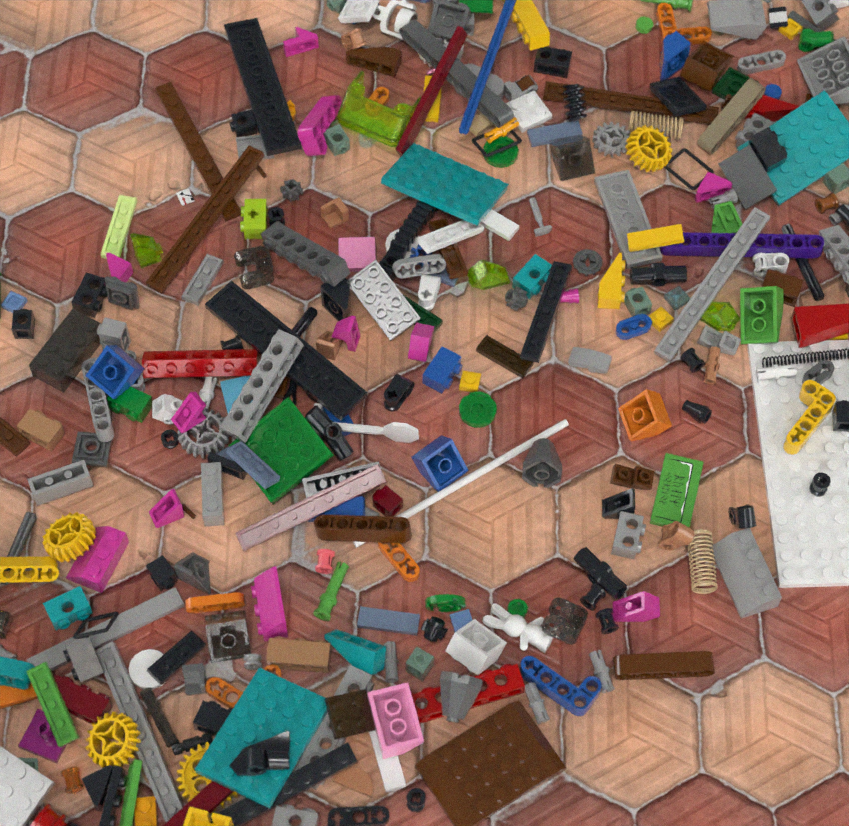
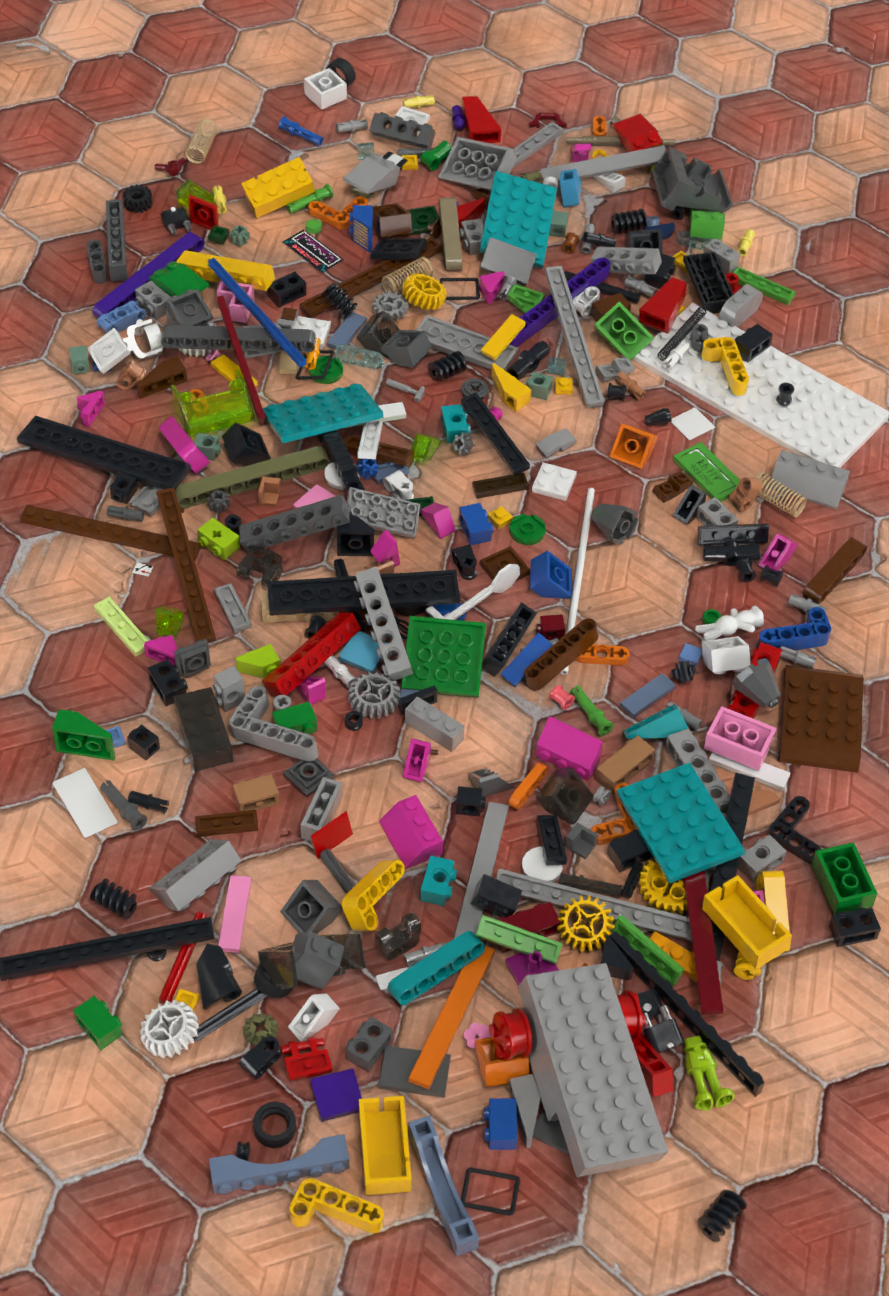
camera: 50 degrees left, 10 degrees down
(44, 506) = (332, 834): none -> red sticker
(69, 537) = (389, 830): yellow gear -> none
(77, 635) = (495, 856): black piece -> none
(114, 371) = (267, 703): blue slope -> none
(165, 336) = (258, 662): none -> lime slope
(165, 407) = (330, 700): white brick -> none
(171, 386) = (312, 689): none -> dark pink slope
(189, 413) = (356, 682): dark pink slope -> none
(224, 144) = (125, 513): none -> dark grey axle
(253, 464) = (440, 679): sand blue tile -> none
(263, 756) = (704, 825): black panel -> none
(310, 507) = (513, 671): tile -> none
(322, 423) = (462, 613): black piece -> none
(332, 188) = (250, 476): none -> olive beam
(349, 714) = (709, 760): dark brown plate -> none
(364, 163) = (245, 445): none -> black slope
(411, 263) = (371, 479): light grey beam -> none
(415, 806) = (809, 773): black bush -> none
(419, 664) = (703, 698): sand green brick -> none
(426, 420) = (498, 560): none -> reddish brown tile
(445, 602) = (672, 648): green tile -> none
(510, 44) = (237, 310): none -> bright pink brick
(535, 154) = (355, 350): none -> clear light blue beam
(548, 390) = (554, 481): none -> white plate
(566, 623) = (755, 590): clear smoke piece -> none
(577, 184) = (407, 347): none -> dark grey slope
(588, 226) = (447, 365): none -> black piece
(618, 45) = (313, 251): none -> black sticker
(618, 559) = (732, 533): none -> black tile
(632, 326) = (555, 402): blue plate -> none
(720, 316) = (601, 351): clear neon green slope -> none
(722, 440) = (692, 423): none -> white sticker
(742, 516) = (766, 449): black piece -> none
(747, 67) = (418, 188): light grey beam -> none
(768, 149) = (505, 230): black brick -> none
(834, 288) = (640, 286): none -> light grey pin

